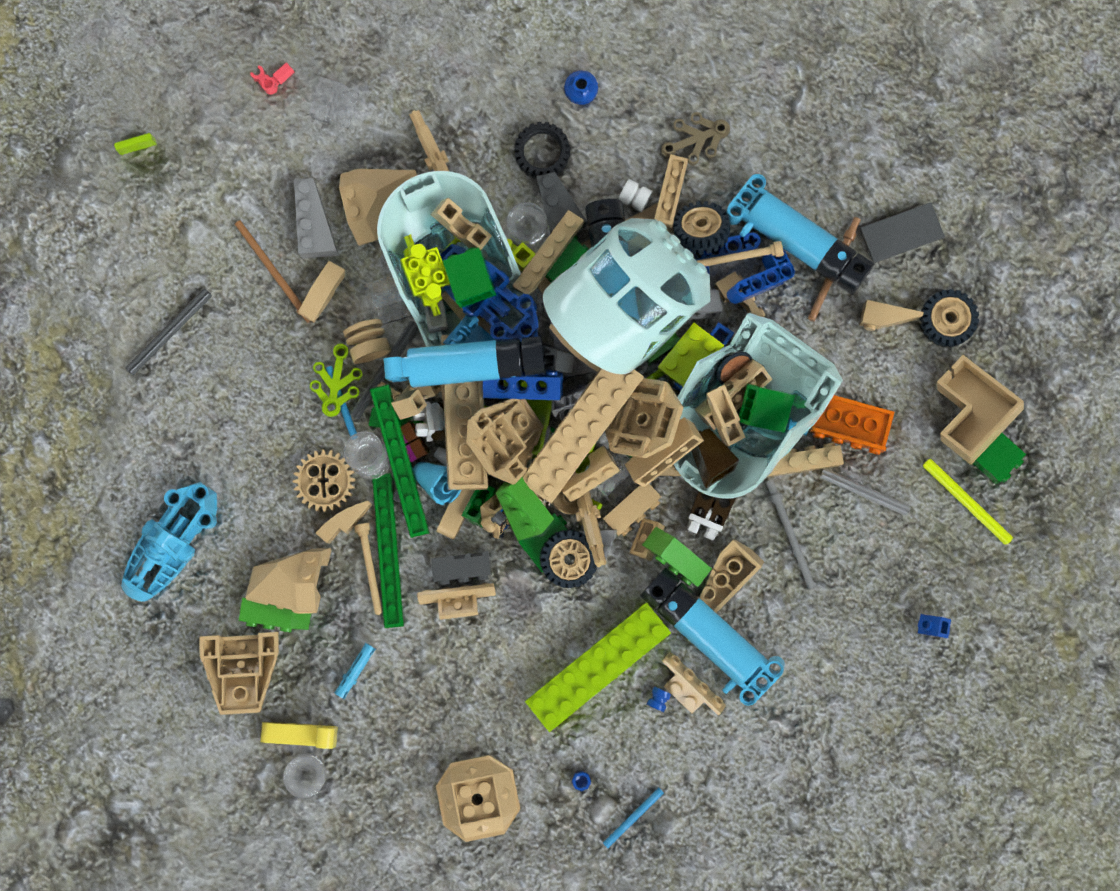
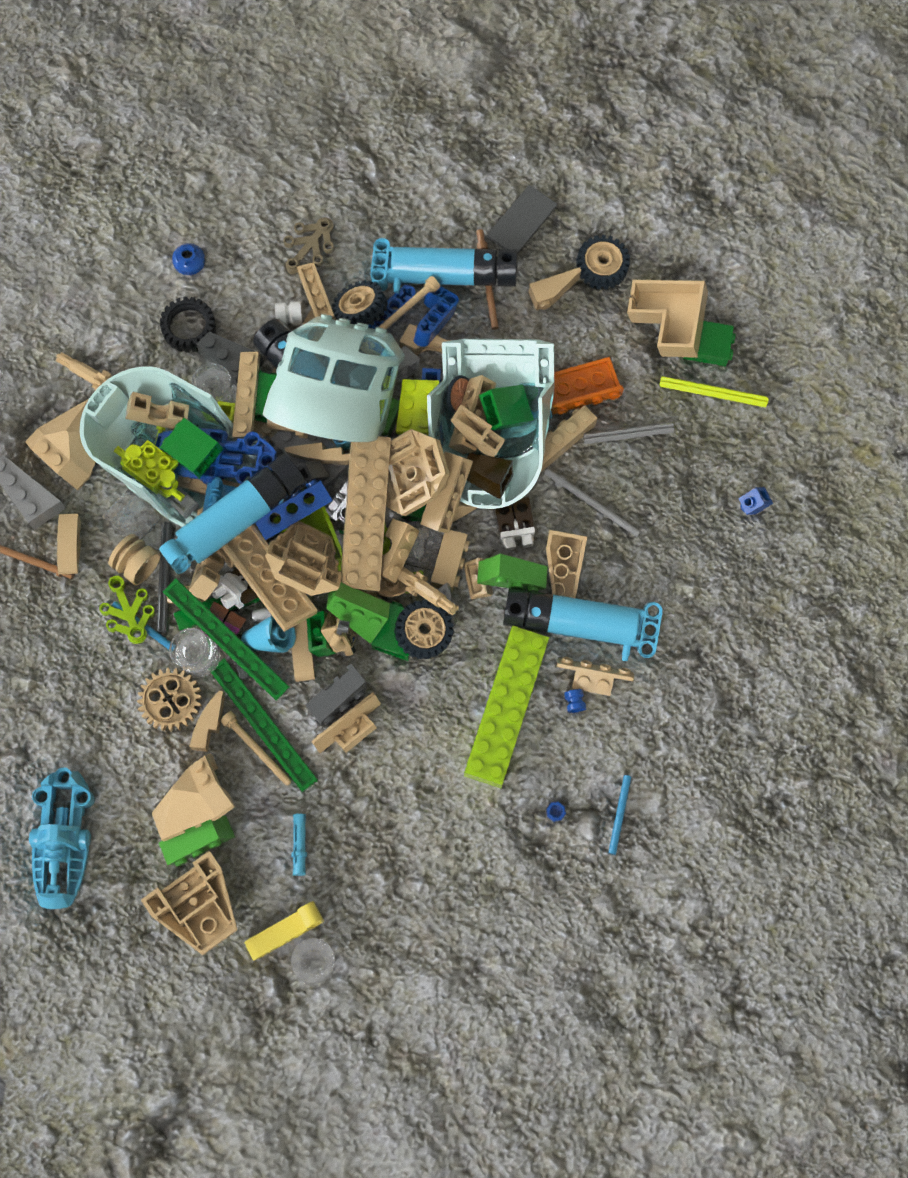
camera: 40 degrees left, 10 degrees down
(499, 793) = (470, 905): tan piece -> none

